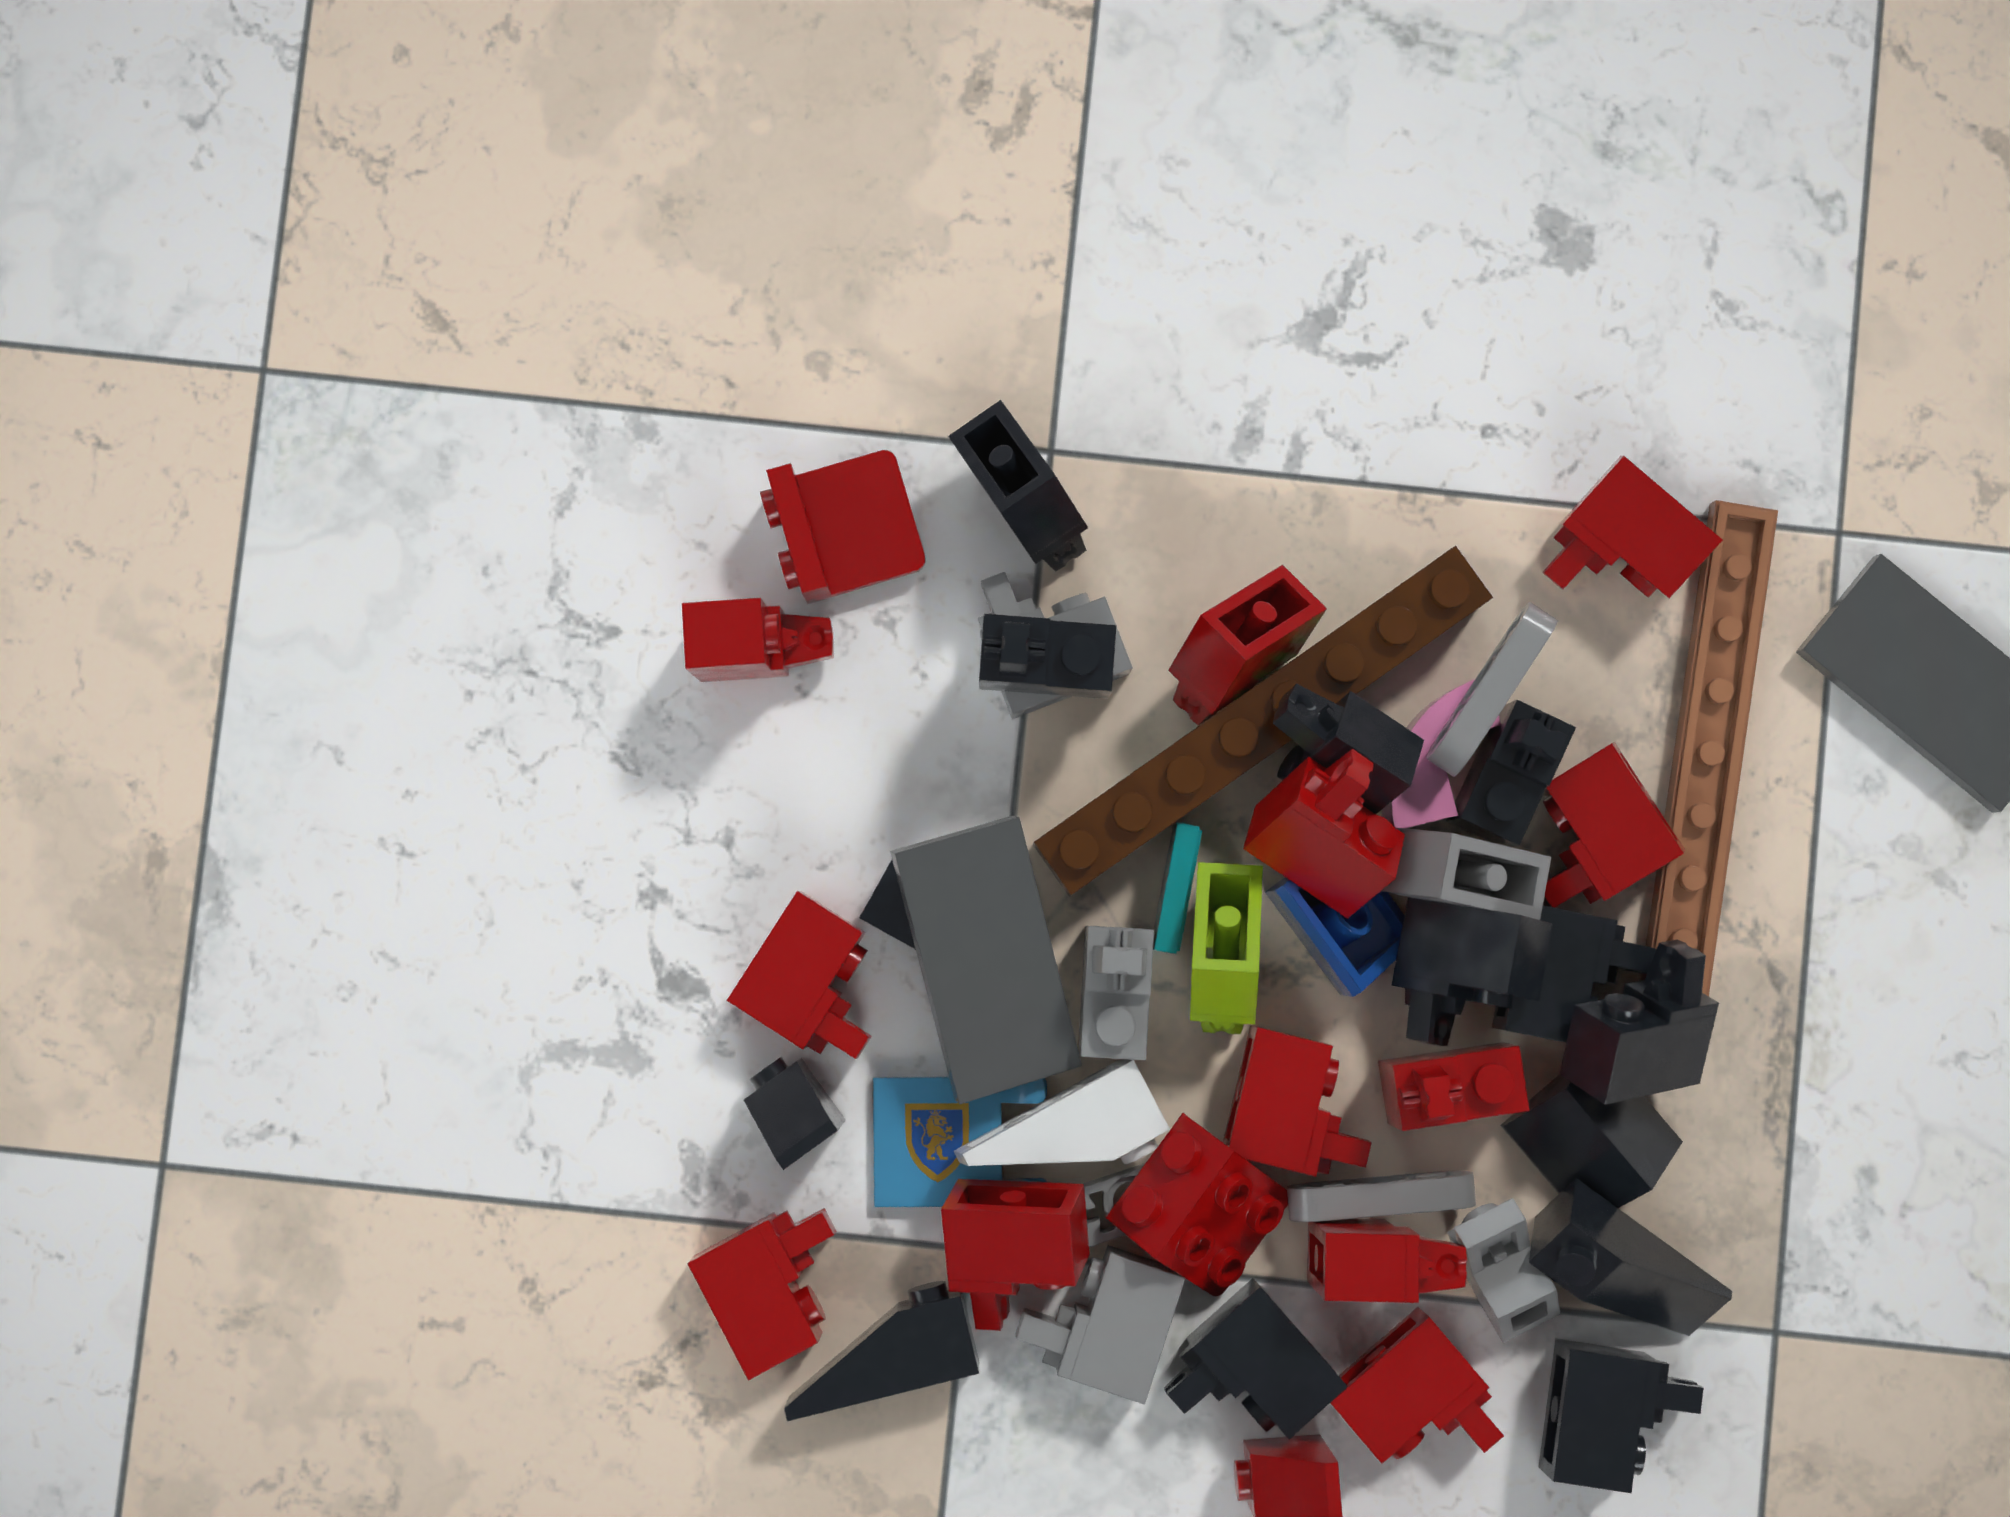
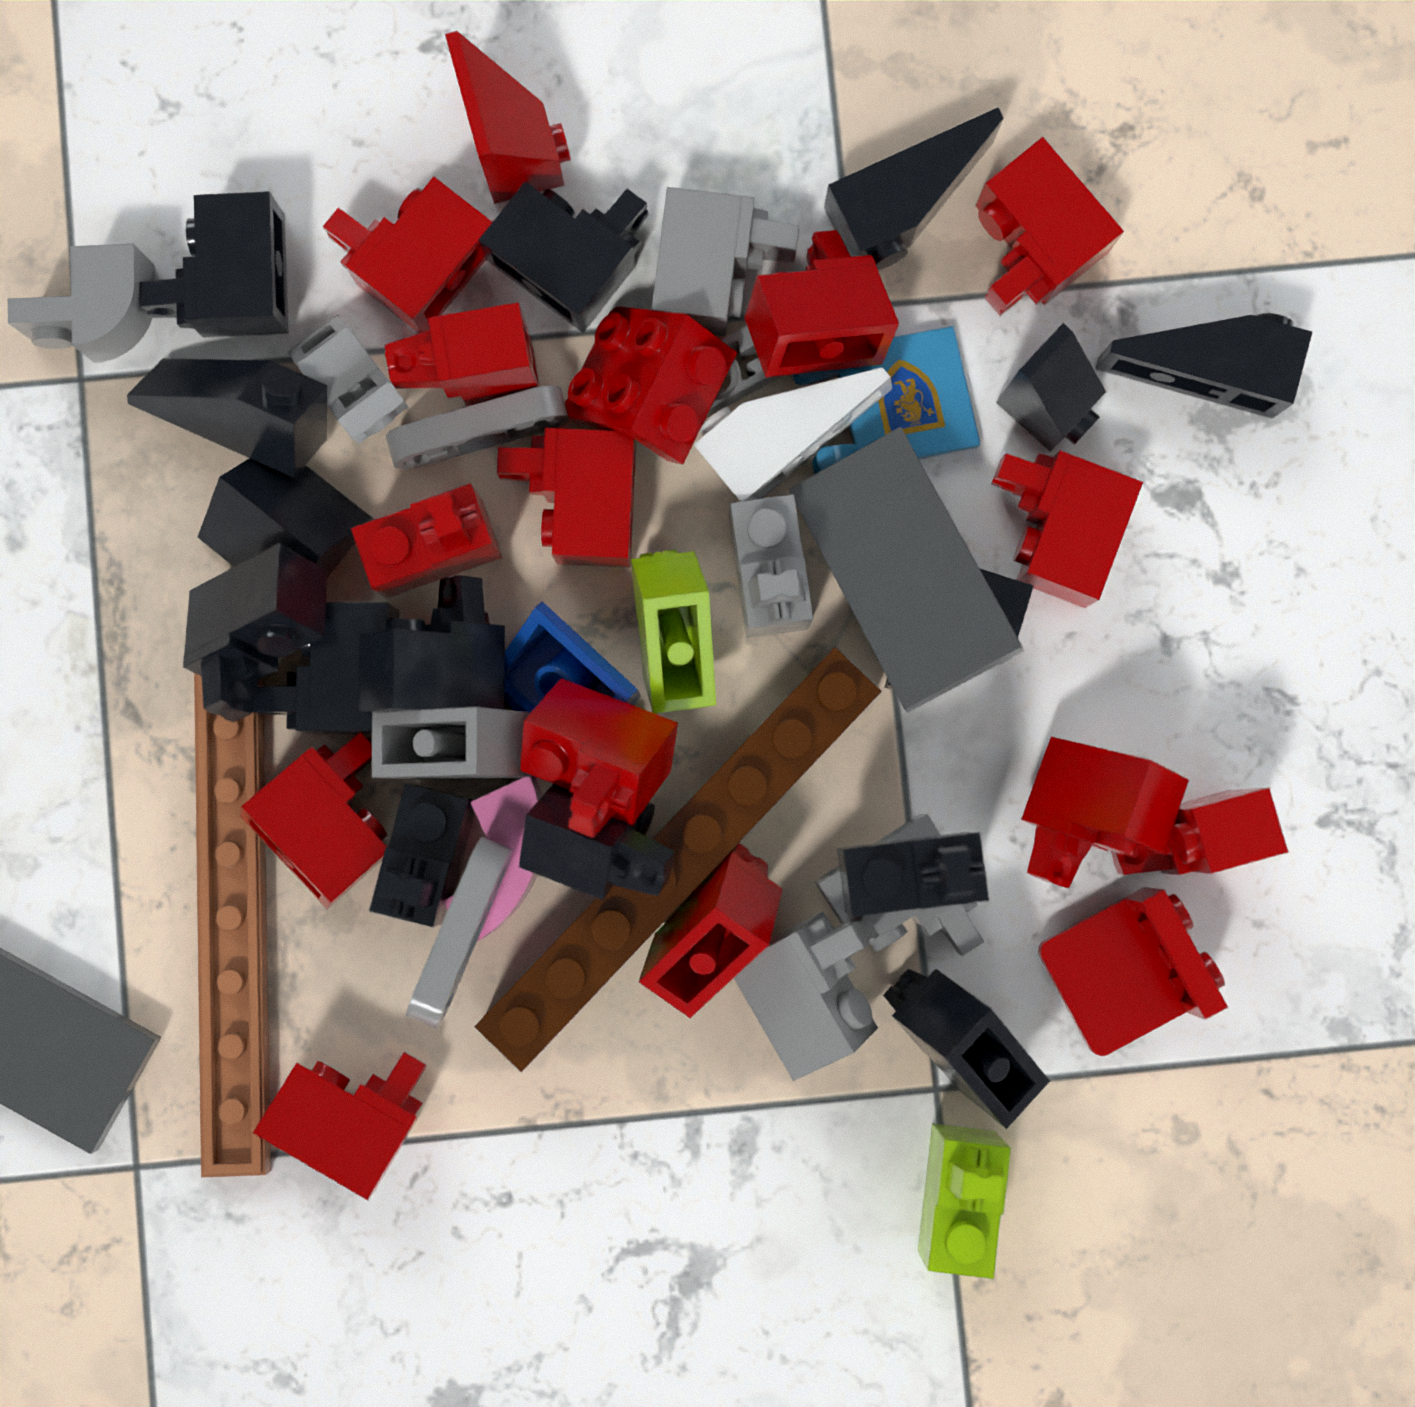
camera: 170 degrees right, 0 degrees up
(602, 1110) = (1231, 362): none -> black slope
(846, 692) = (1100, 802): none -> red hinge
(1052, 342) = (963, 1200): none -> lime hinge
(1163, 564) = (806, 996): none -> light grey hinge
(1176, 887) = (730, 677): teal tile -> none
(1740, 1401) = (103, 309): none -> light grey brick

